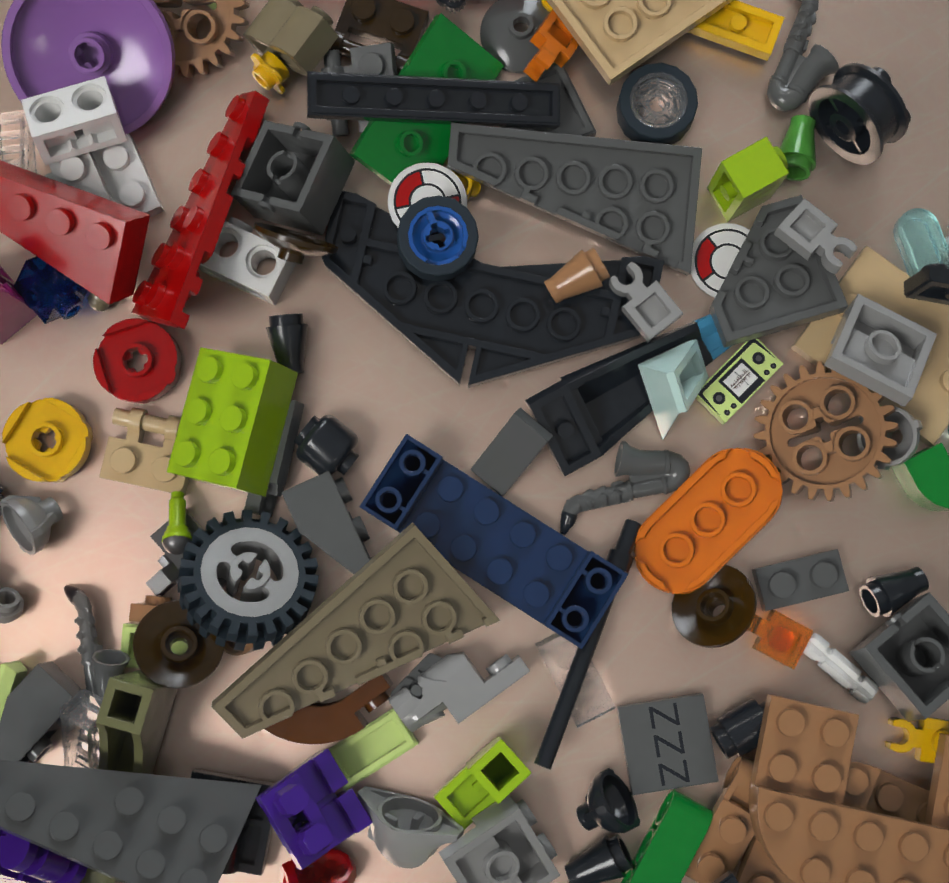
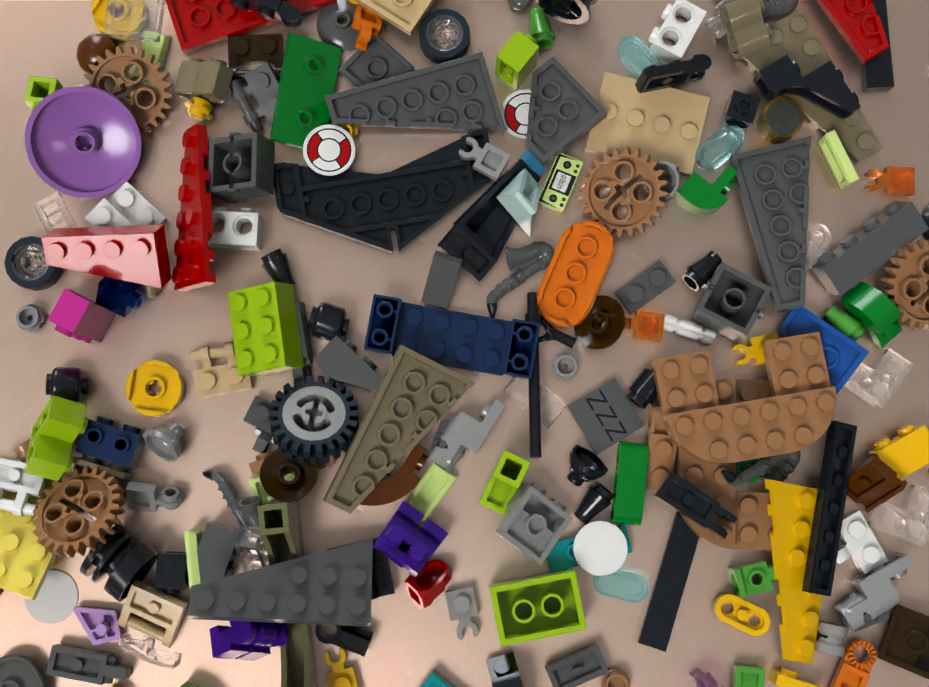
camera: 25 degrees left, 0 degrees up
(74, 120) = (92, 185): white brick -> none
(116, 349) = (206, 320): red plate -> none
(177, 532) = (260, 412): lime piece -> none
(294, 245) = (259, 208): dark brown dish -> none
(406, 826) = (470, 529): light grey hat -> none
(425, 257) = (344, 184): wheel -> none
(432, 100) = (307, 87): black tile -> none
(578, 276) = (438, 158): medium nougat cone -> none
(643, 596) = (554, 334): none -> black bar
(650, 649) = (559, 361): none -> light grey plate
(811, 232) = (567, 76): light grey plate -> none
(880, 350) = (635, 130): light grey plate -> none

